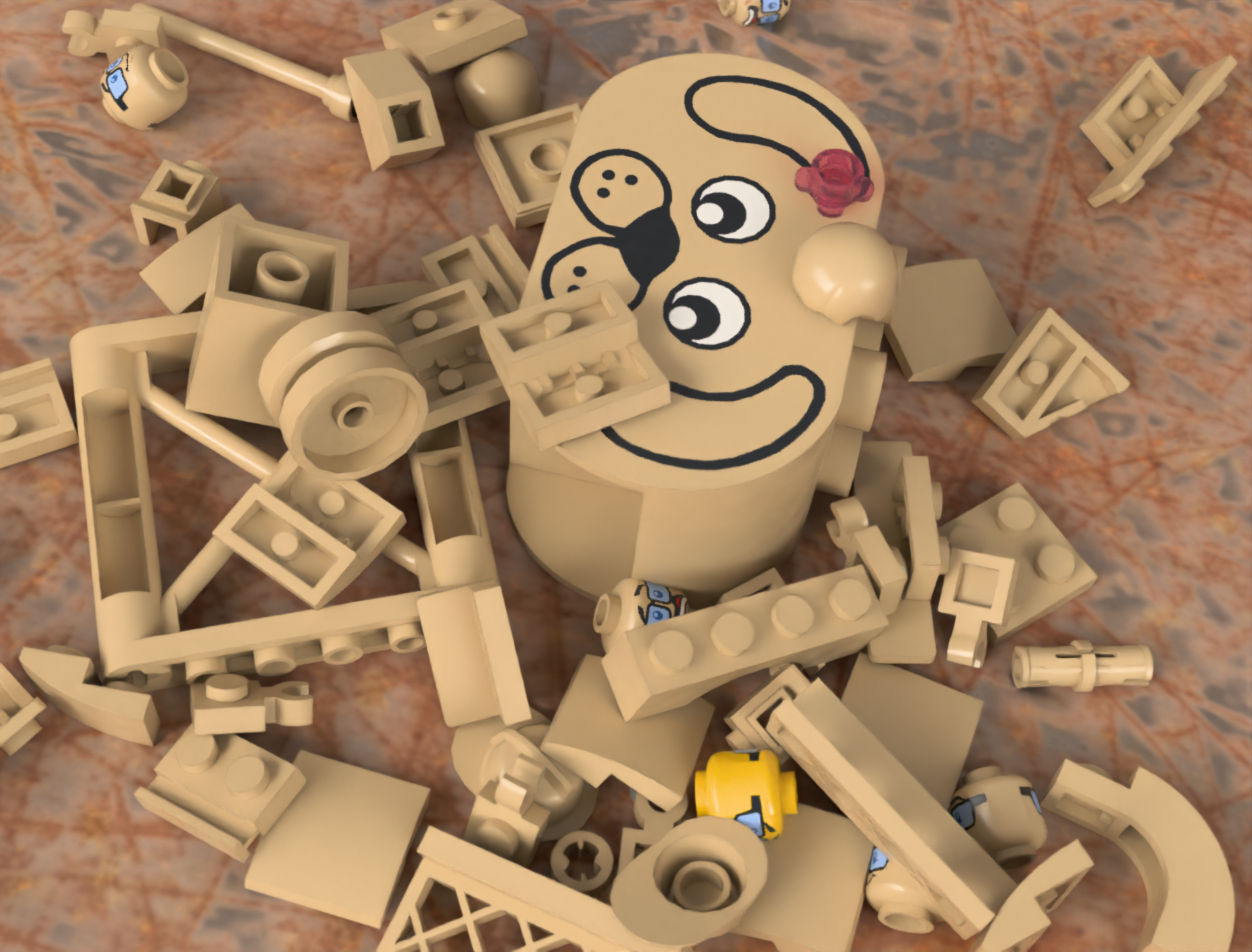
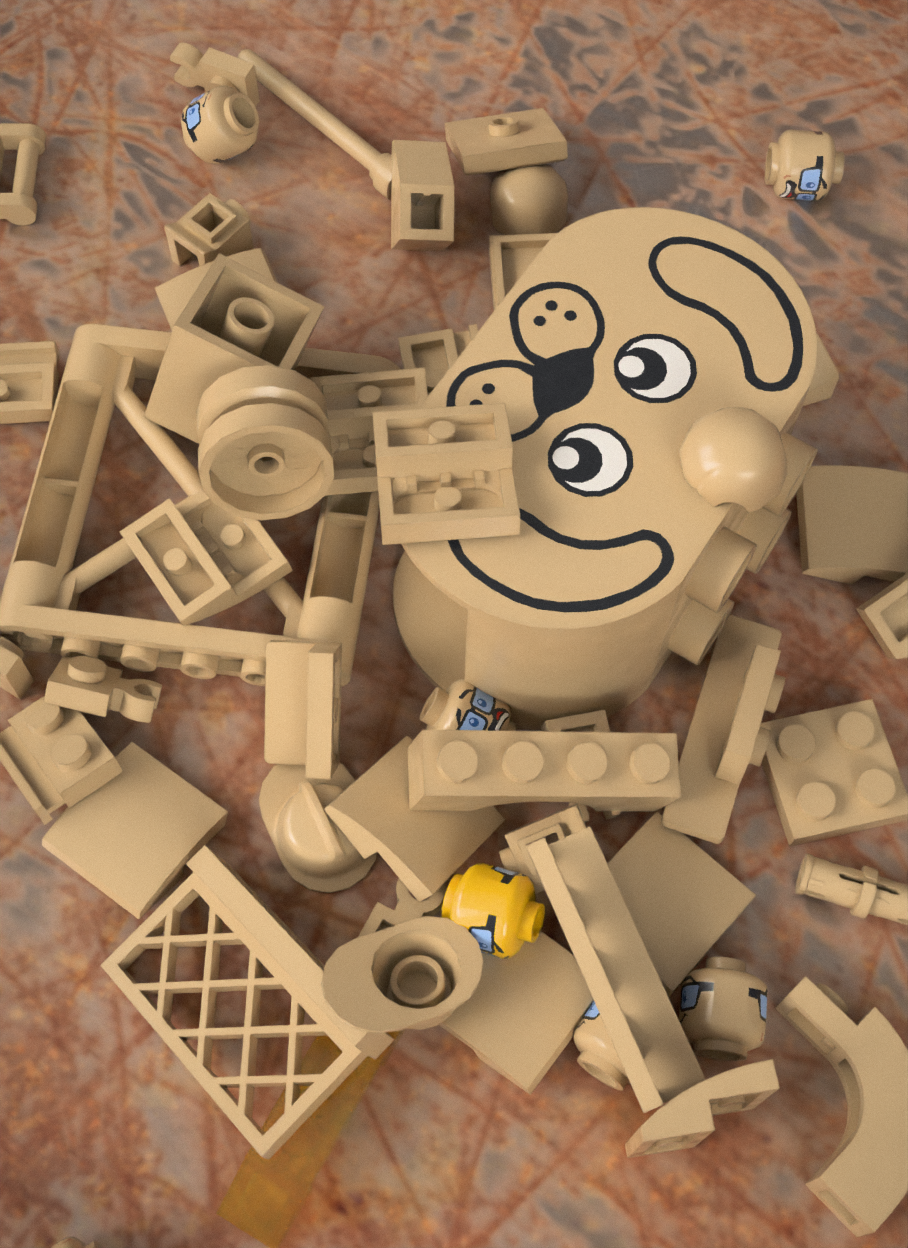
camera: 25 degrees right, 5 degrees up
(507, 818) = (276, 861): tan plate -> none
(577, 843) = (311, 921): tan bush -> none
(834, 181) = (762, 353): clear pink plate -> none
(868, 547) = (696, 740): tan plate -> none
(978, 593) = (784, 794): tan plate -> none

